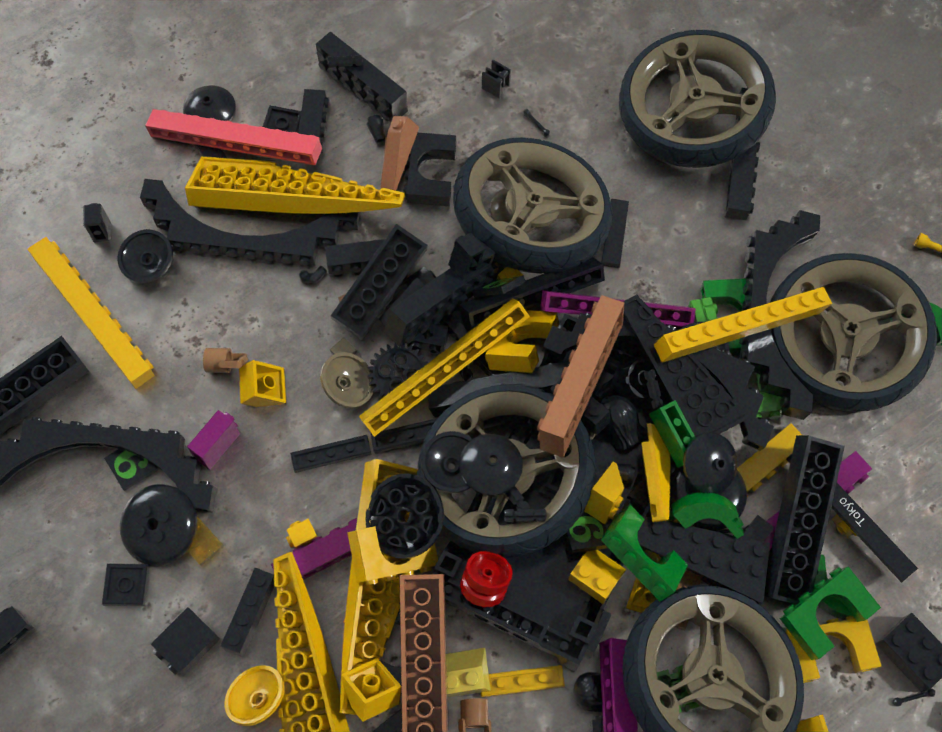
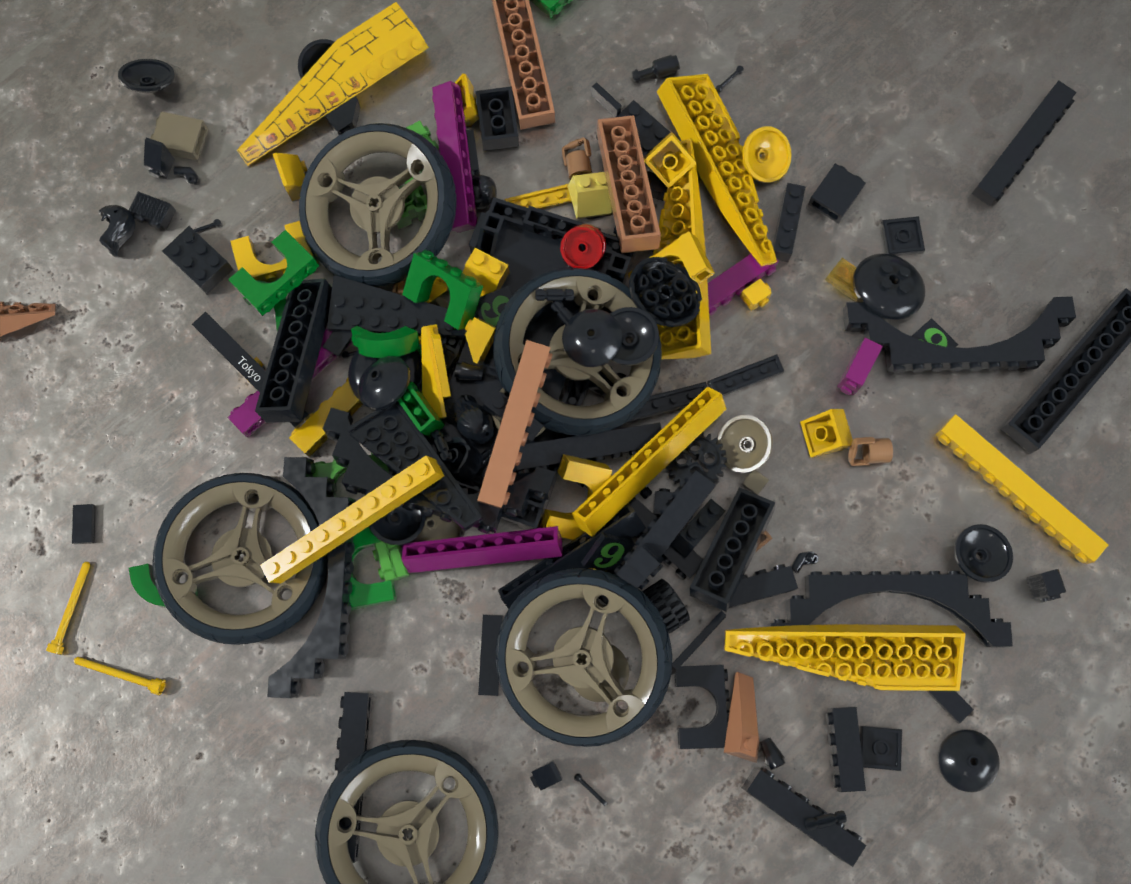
camera: 175 degrees right, 10 degrees up
(234, 136) = (930, 712): coral brick -> none
(429, 210) = (698, 641): none -> black tile
(443, 238) = (668, 604): none -> black tyre
(493, 79) = (652, 839): black piece -> none
(573, 132) = (546, 775): none -> black slope

